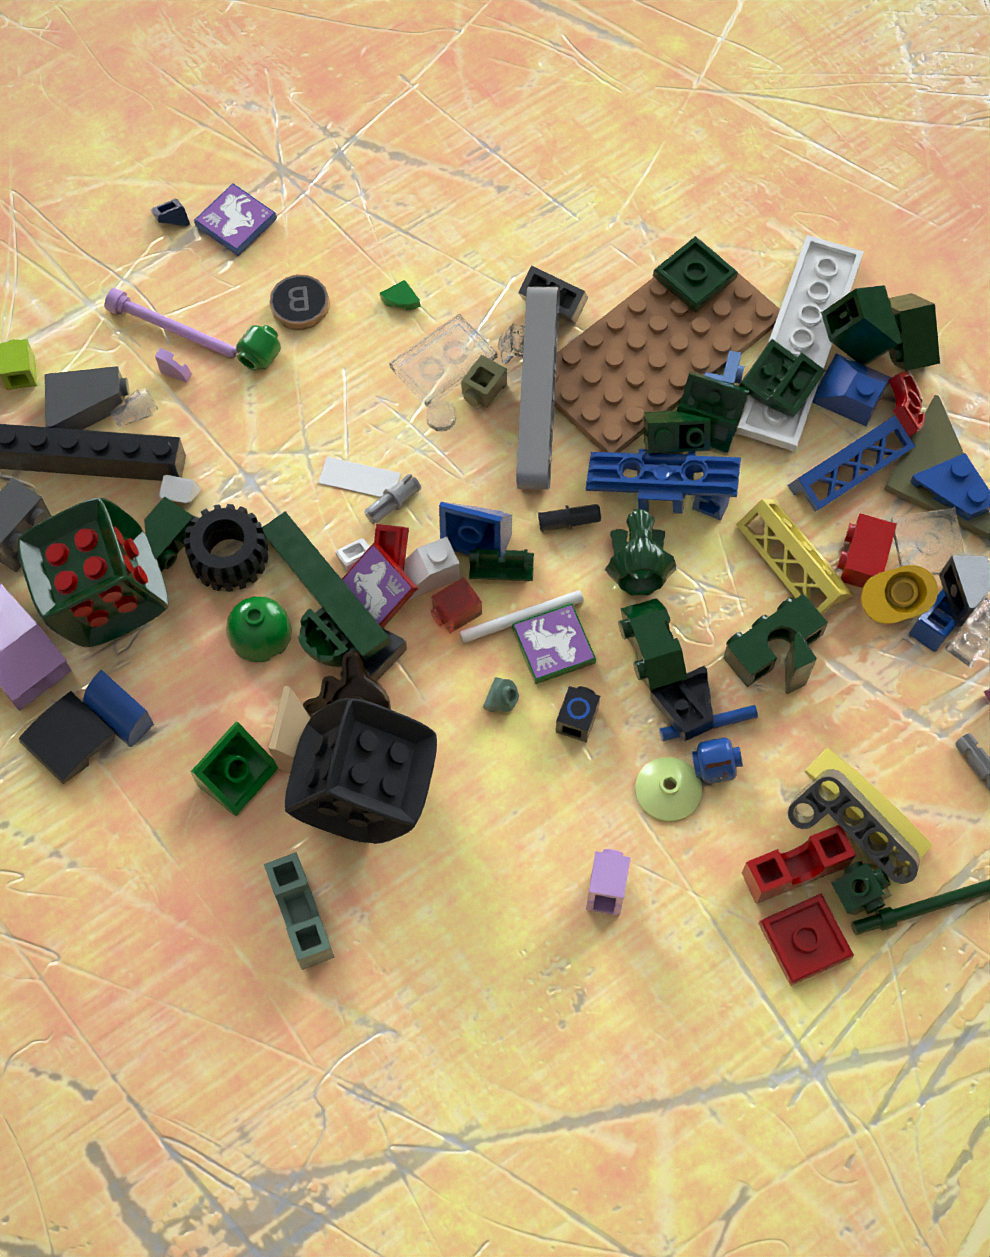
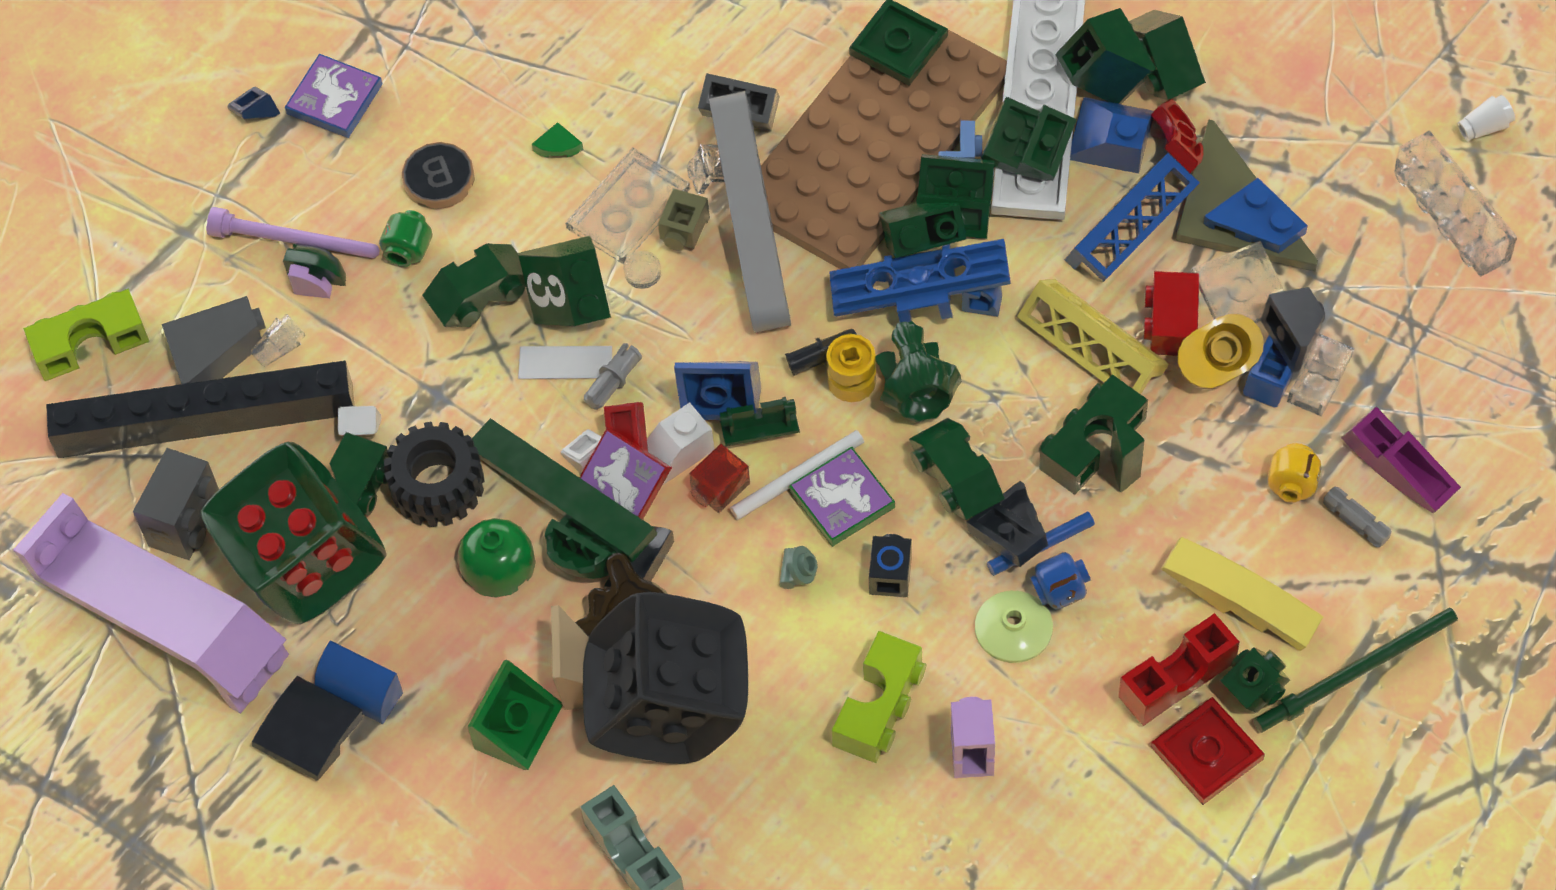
camera: 10 degrees left, 5 degrees down
(184, 351) = (318, 260): none -> dark green brick
(291, 401) = (464, 291): none -> dark green brick
(373, 413) = (565, 283): none -> dark green slope
(524, 849) = (867, 726): none -> lime arch
(588, 537) = (851, 368): none -> yellow wheel
(859, 829) = (1237, 615): dark grey beam -> none
(937, 713) = (1294, 471): none -> yellow head

